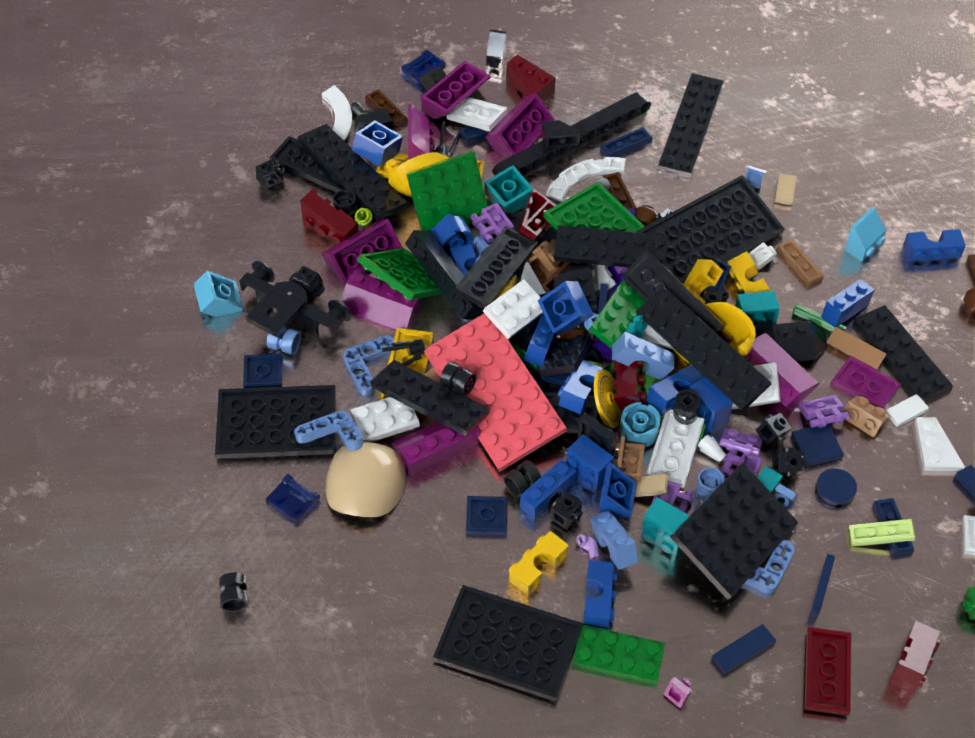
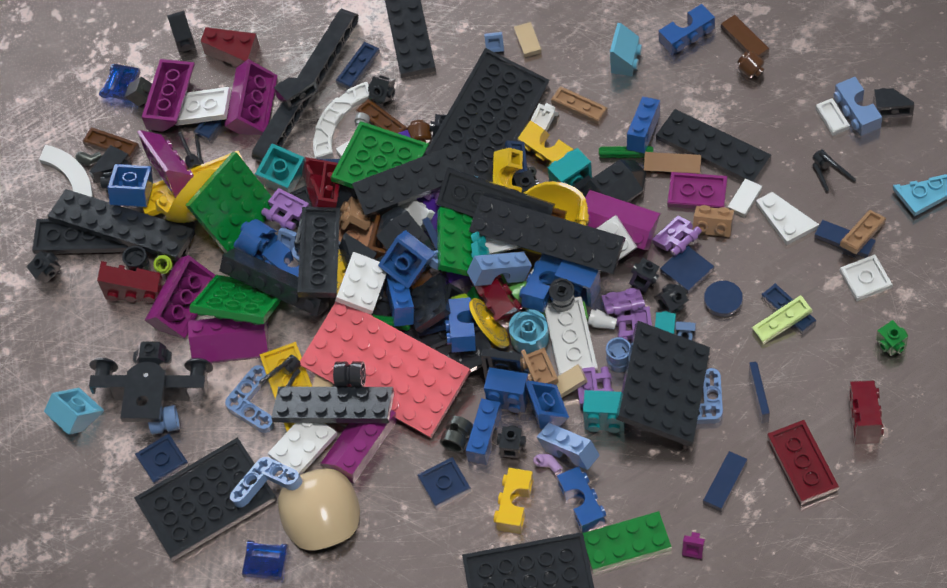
camera: 20 degrees left, 5 degrees up
(634, 168) = (381, 88): none -> black brick

